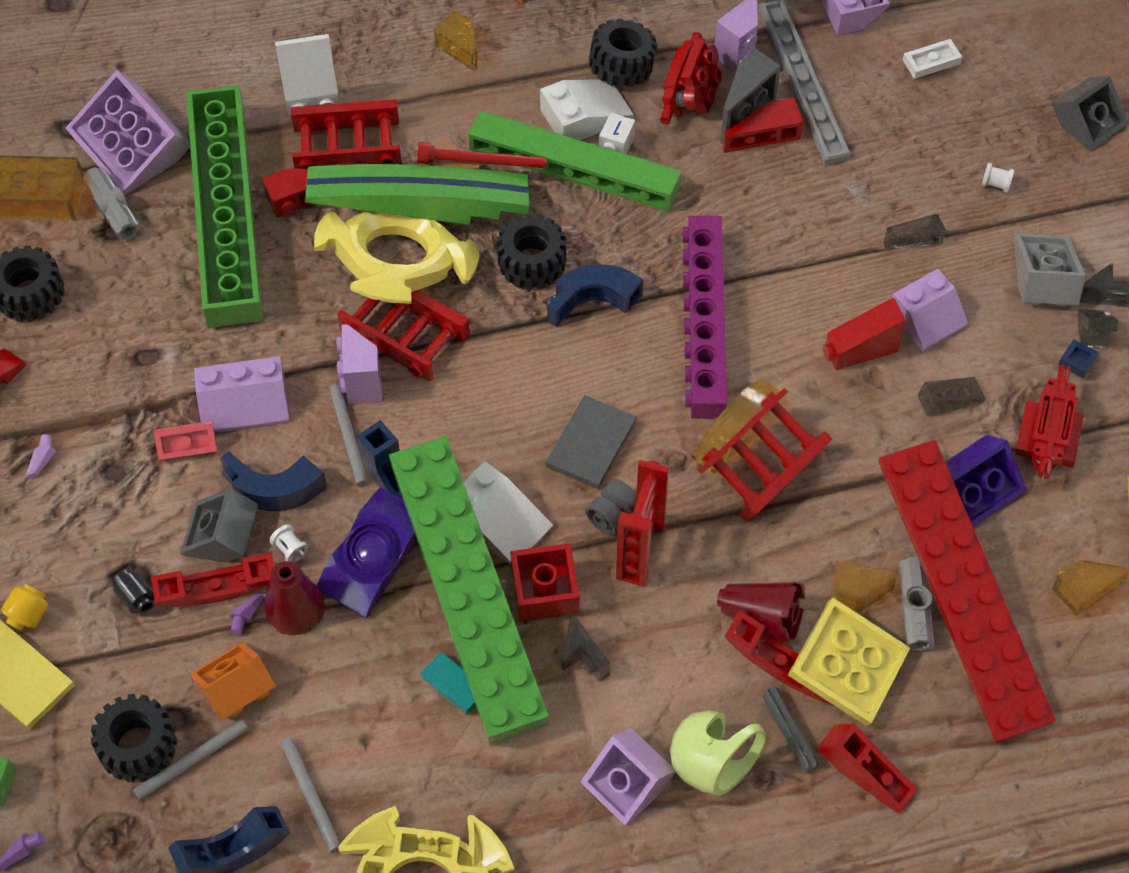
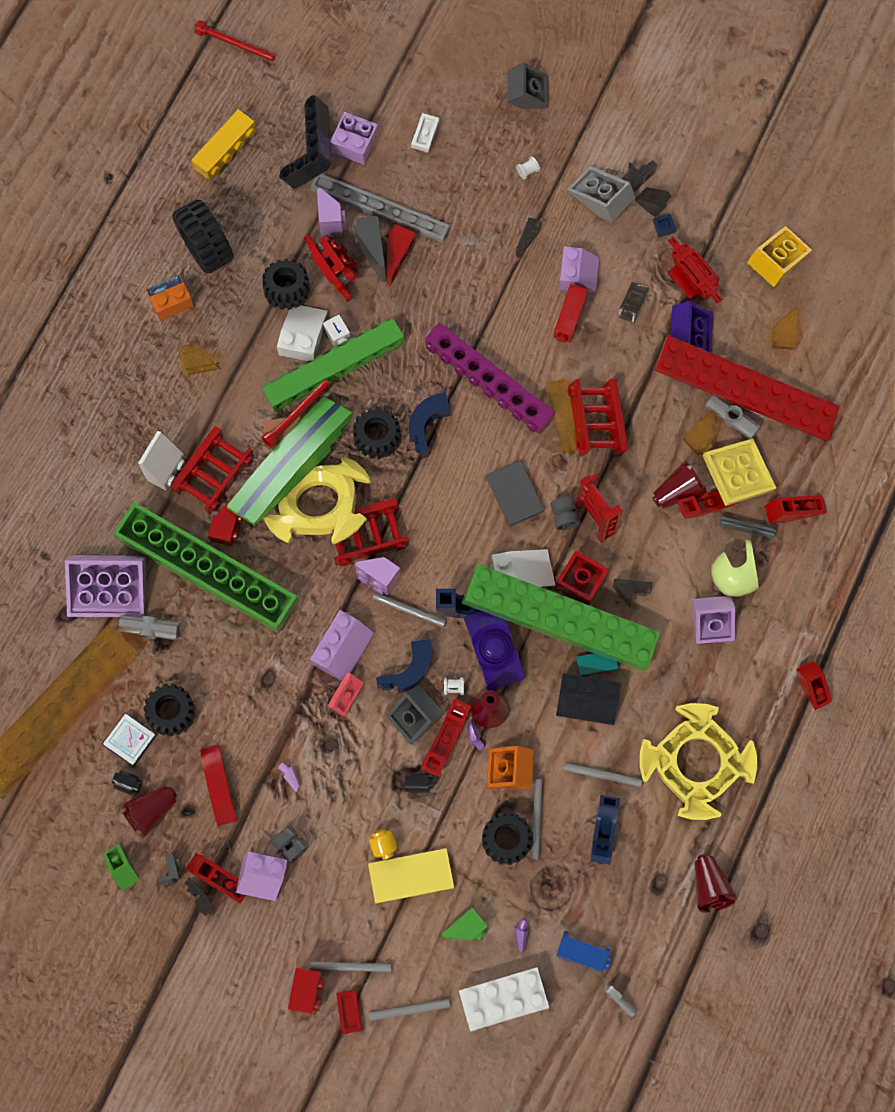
camera: 50 degrees left, 15 degrees up
(395, 704) = (588, 699): none -> black slope

